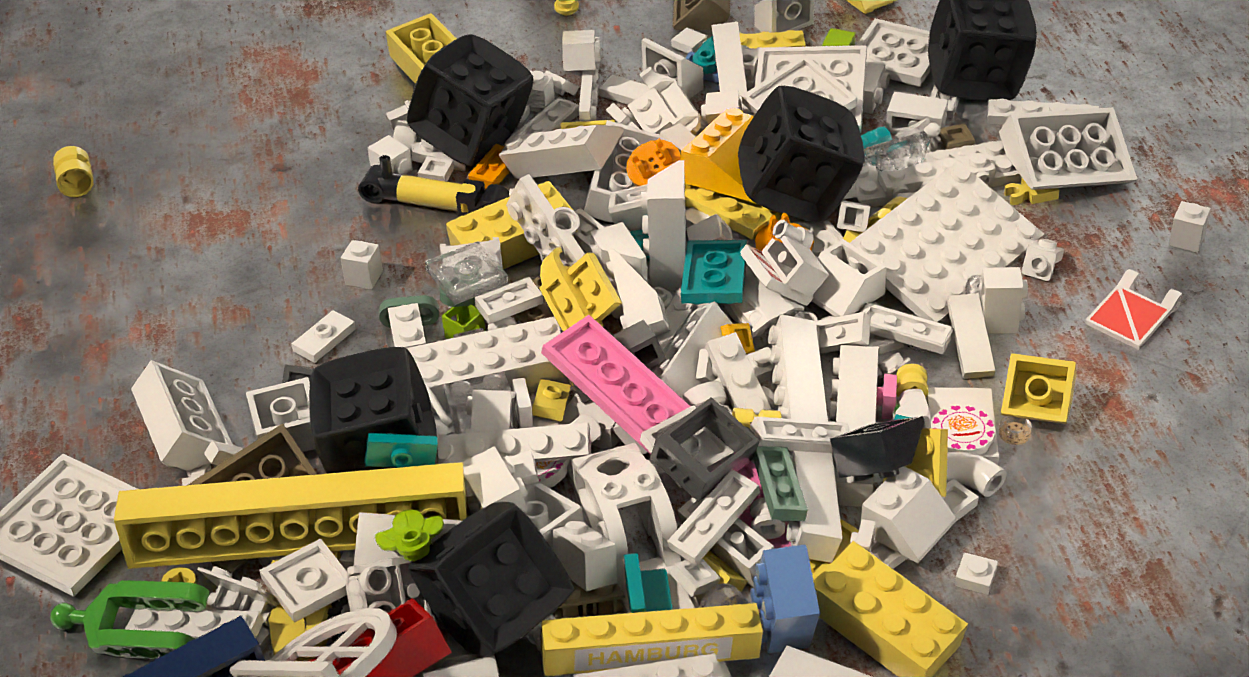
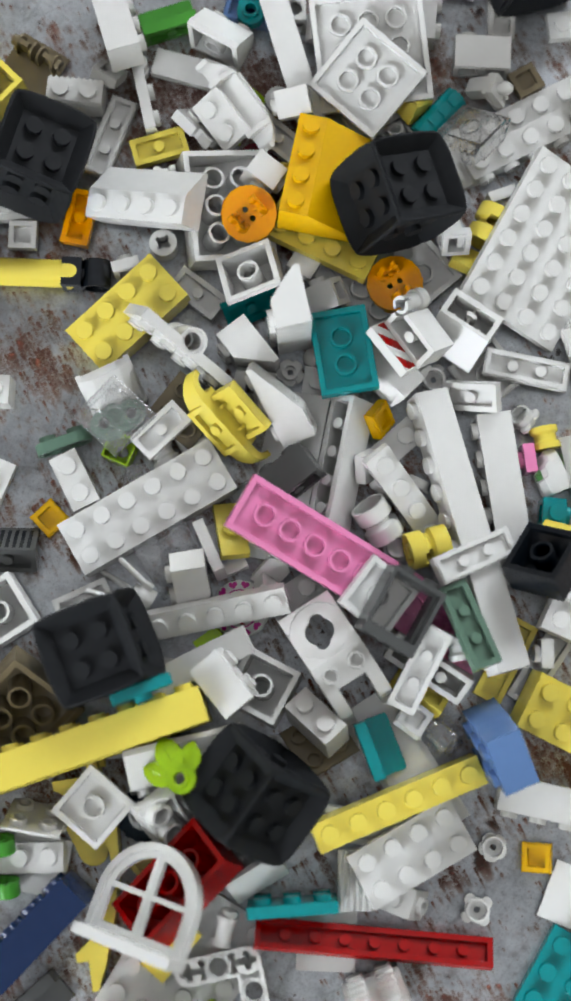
camera: 15 degrees left, 40 degrees up
(569, 190) = (163, 251): none -> white wheel
(622, 63) = (166, 22): none -> bright green panel

